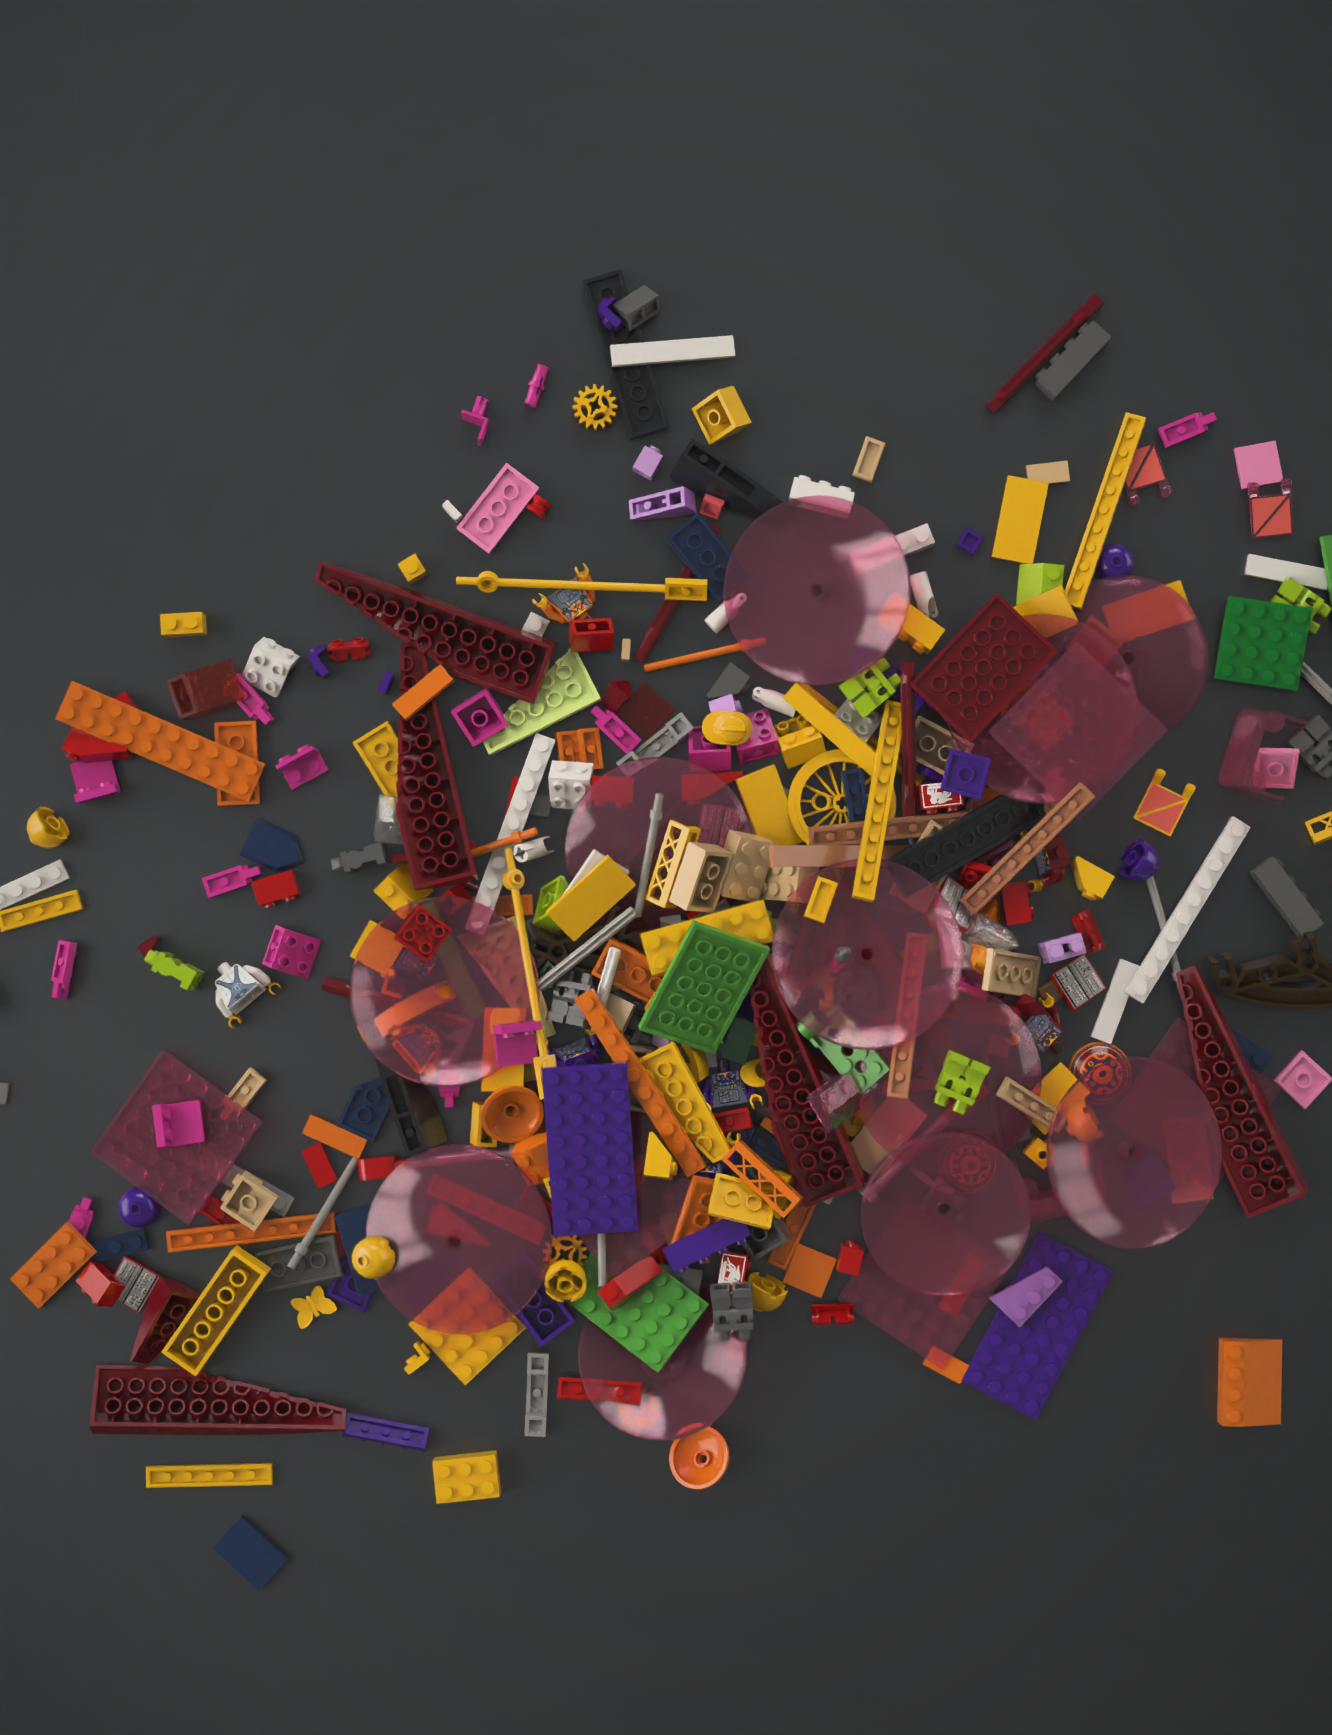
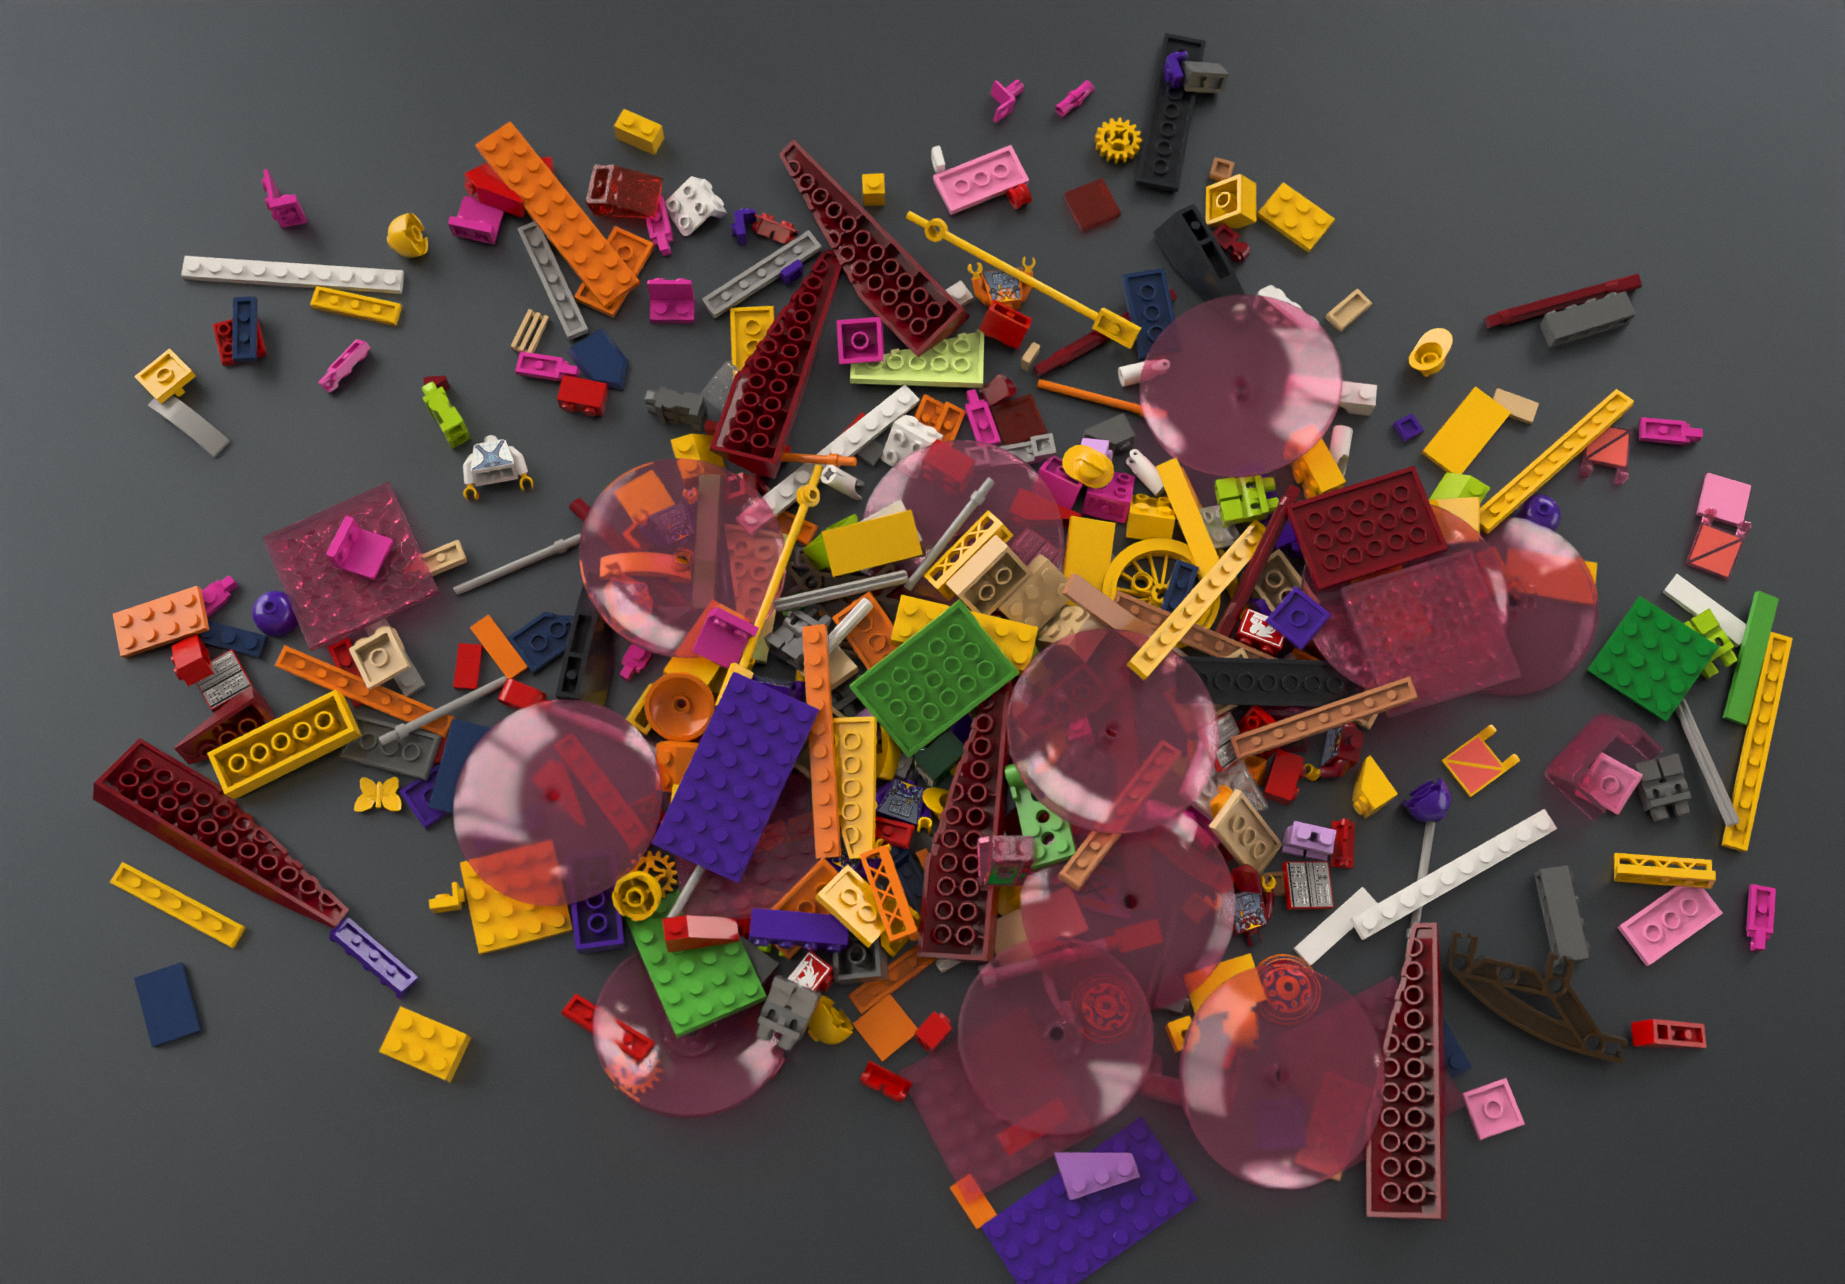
camera: 25 degrees right, 15 degrees down
(189, 838) = (536, 317): none -> tan tile
(190, 799) = (553, 280): none -> light grey plate
(291, 952) = (562, 460): dark pink bracket -> none
(333, 1026) = (560, 546): none -> light grey bar
(361, 697) = (760, 274): none -> light grey plate
(373, 1257) = (464, 772): yellow cylinder -> none
(422, 934) = (693, 492): red tile -> none
(423, 692) = (820, 294): orange tile -> none
(537, 1394) = (544, 1000): light grey slope -> none
(603, 479) = (1092, 204): none -> clear red tile
(648, 462) = (1140, 209): lavender brick -> none
(659, 1161) = (795, 827): yellow slope -> none
(664, 504) = (1136, 251): medium lavender slope -> none
(672, 351) = (1215, 128): white tile -> none
(687, 1458) = (667, 1143): orange dish -> none
(696, 385) = (1221, 169): none -> medium nougat tile
(711, 506) = (1179, 275): coral tile -> none
(733, 450) = (1228, 240): none -> dark red plate
(781, 396) = (1295, 217): none -> yellow plate
(820, 899) = (1094, 654): yellow tile -> none
(844, 952) = (1087, 712): dark grey hinge -> none
(952, 1085) = (1156, 902): lime hips -> none
(956, 464) = (1431, 351): none -> yellow piece
(1026, 1101) = (1194, 963): tan tile -> none

